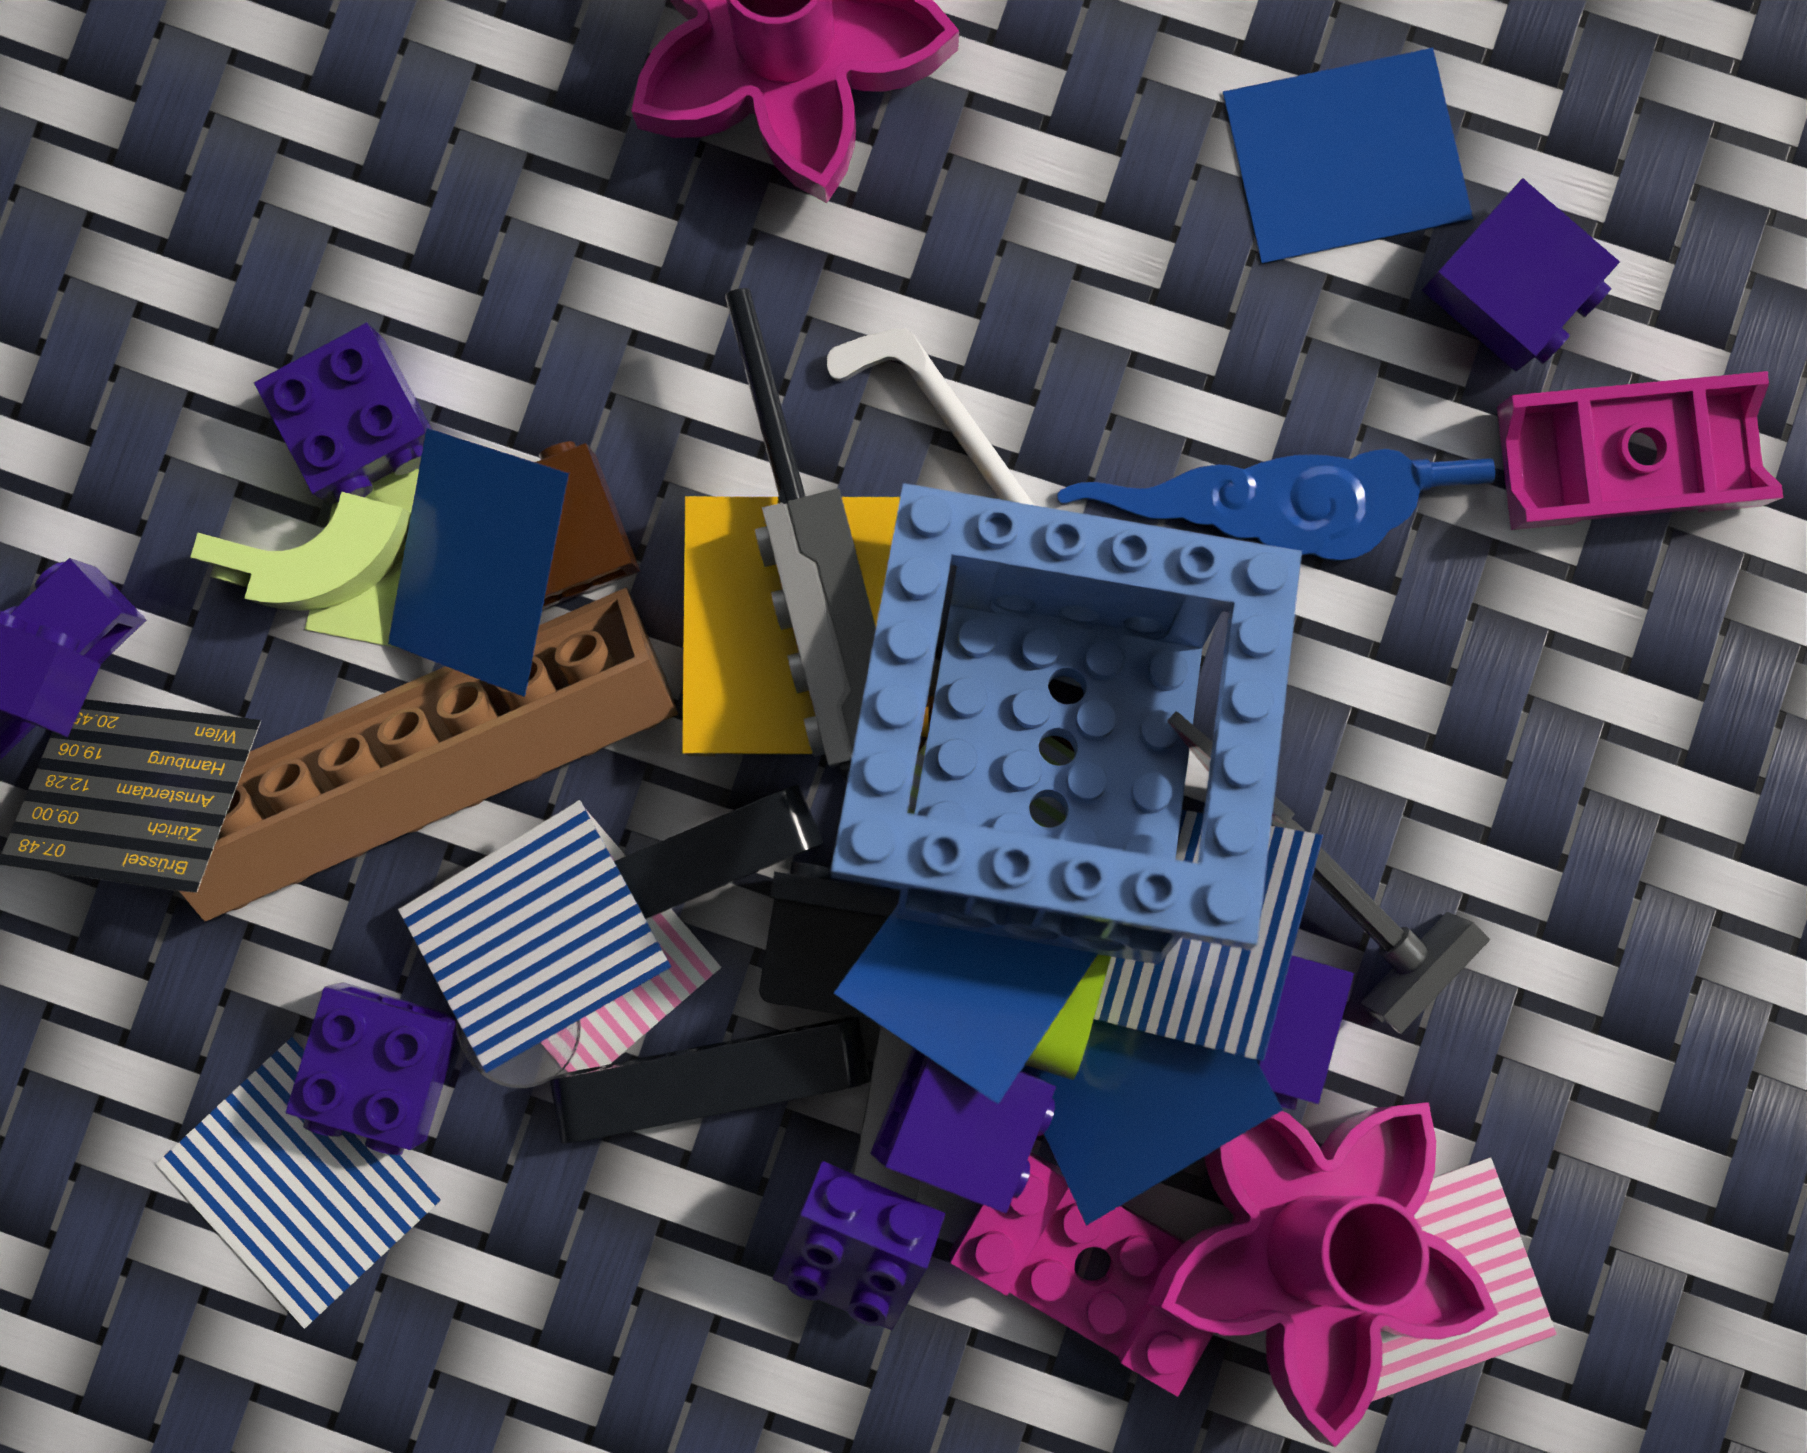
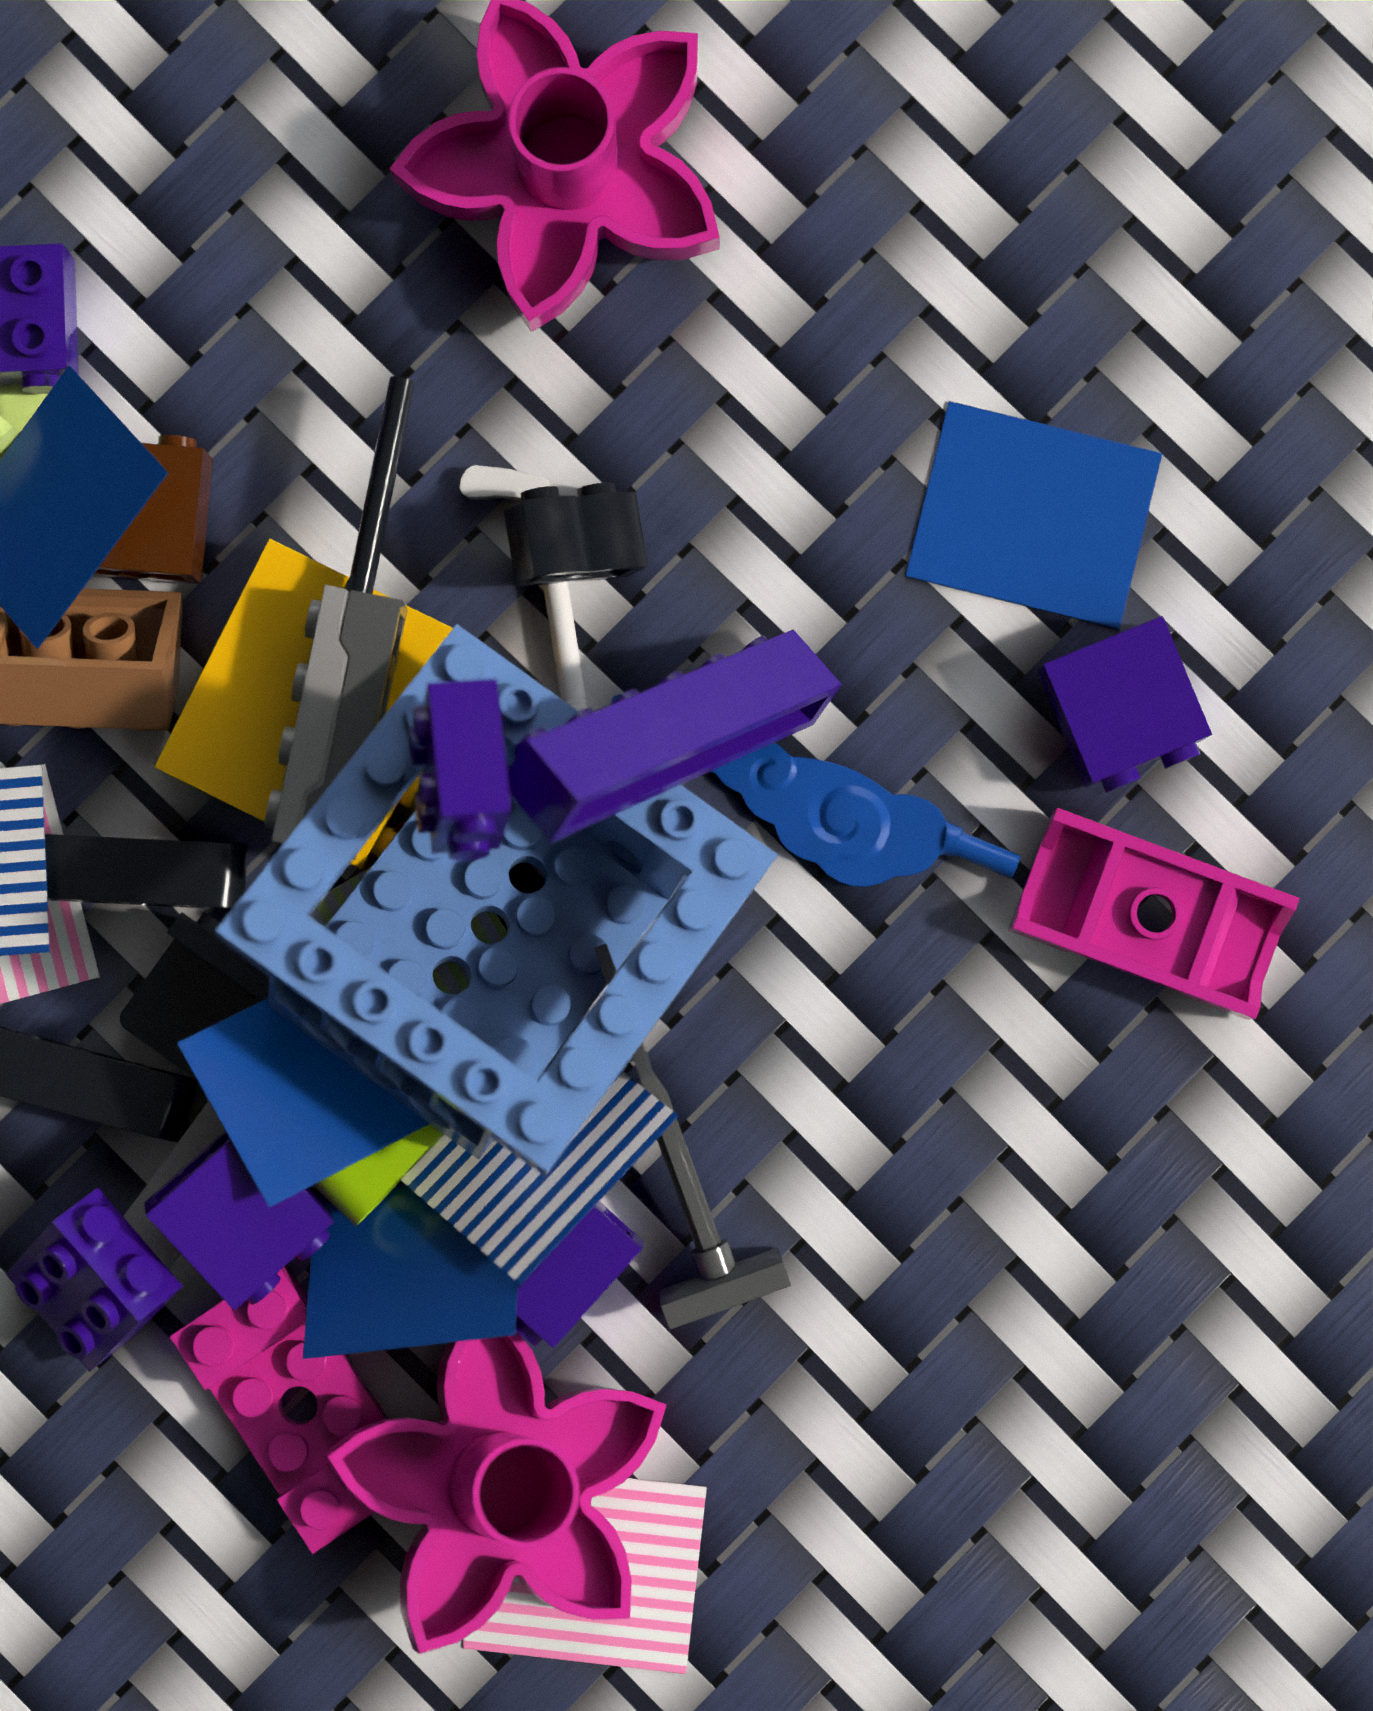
camera: 25 degrees right, 0 degrees up
(957, 363) = (575, 536): none -> black brick
(991, 602) = (464, 767): none -> dark purple brick
(1145, 492) = (668, 733): none -> dark purple brick

